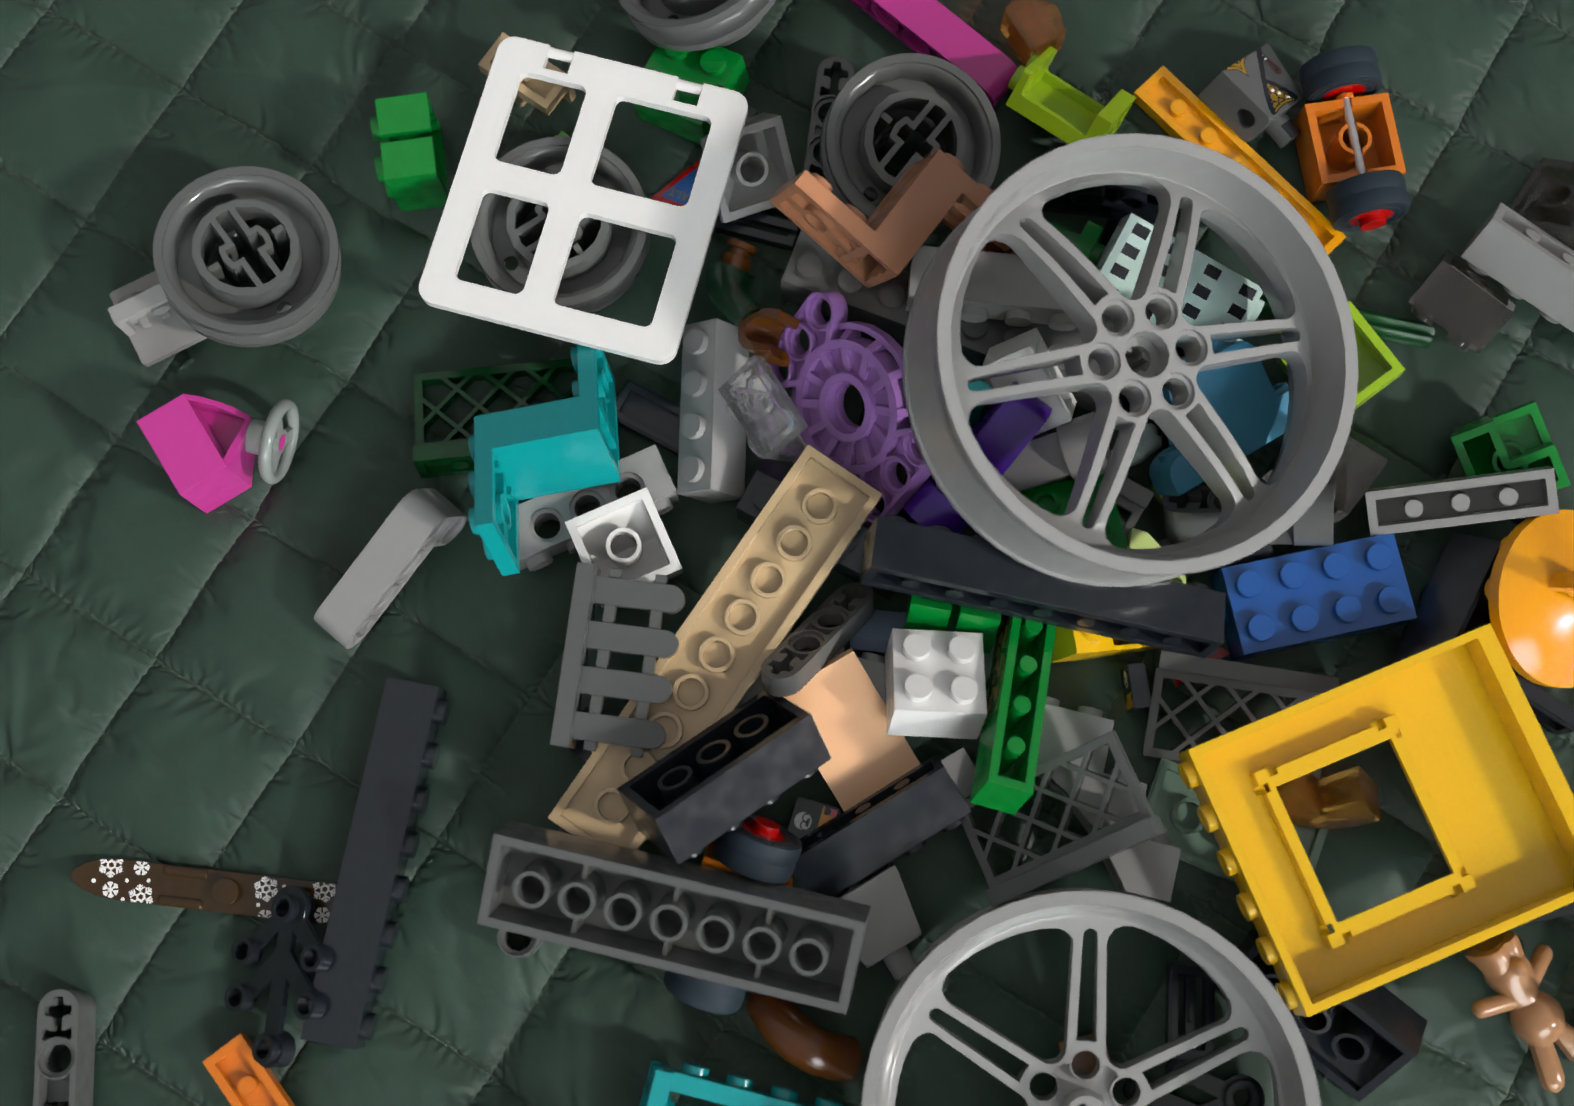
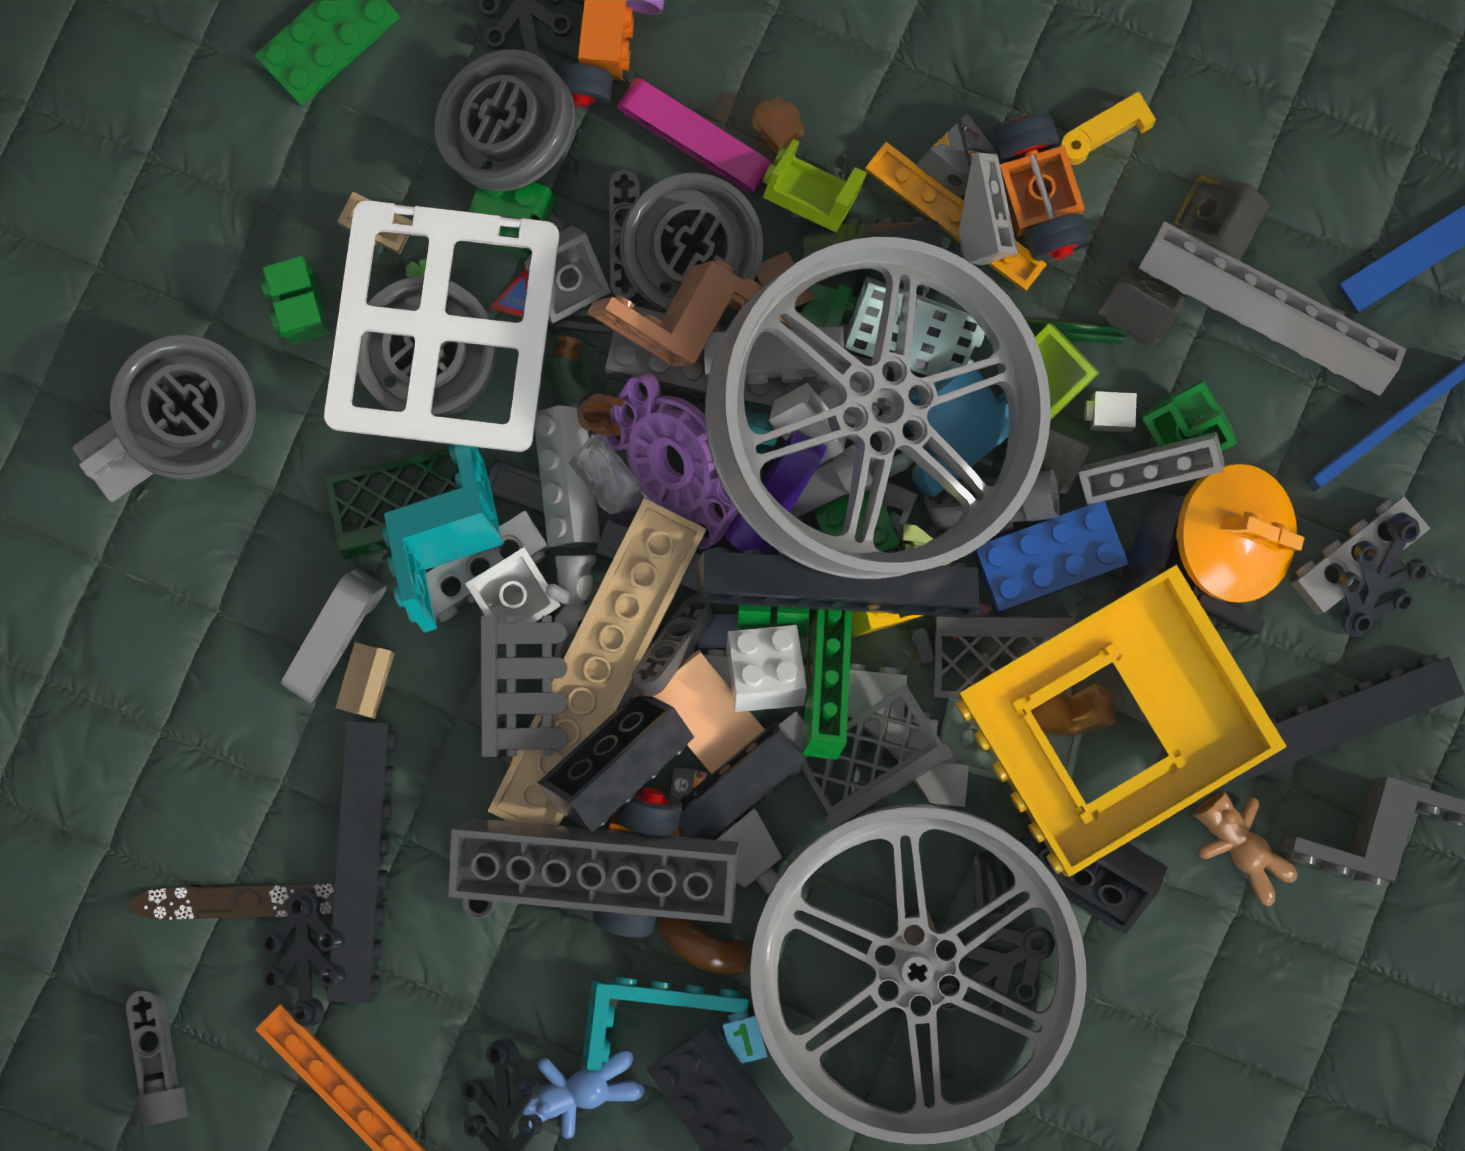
camera: 10 degrees left, 5 degrees up
(213, 446) = (179, 560): dark pink piece -> none
(422, 630) = (365, 680): none -> tan panel
(701, 553) = (574, 592): none -> light grey animal
(1283, 149) = (985, 218): none -> light grey slope
(1409, 427) = (1111, 411): none -> white brick
(1443, 81) = (1106, 126): none -> yellow leg

